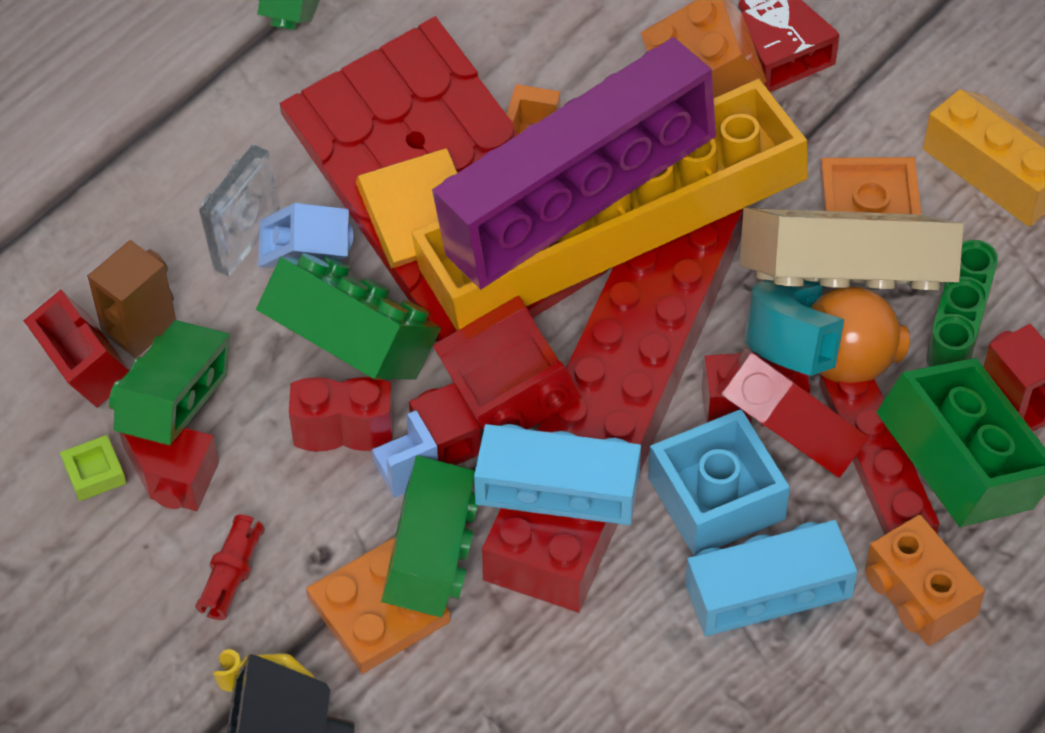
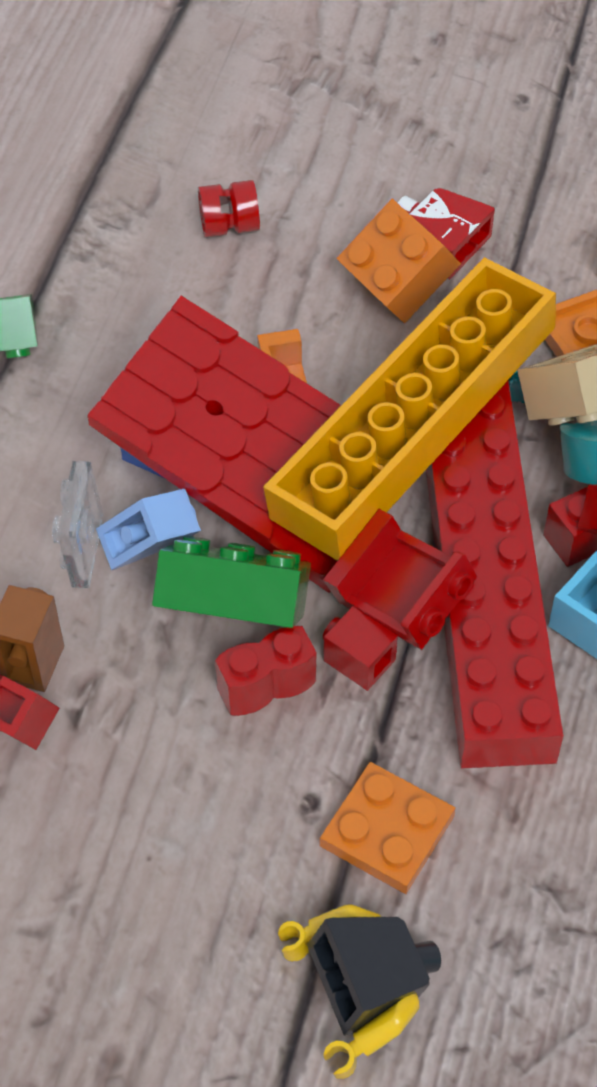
camera: 25 degrees left, 0 degrees up
(93, 468) = (66, 806): lime plate -> none
(170, 382) = (103, 701): green brick -> none
(176, 472) = (130, 772): red slope -> none
(230, 567) = (242, 846): red pin -> none
(397, 457) = (343, 685): light blue panel -> none
(403, 201) = (240, 462): light orange tile -> none
(431, 537) = (410, 749): green brick -> none
(557, 474) = (503, 649): medium azure brick -> none
(575, 162) = (388, 376): magenta brick -> none

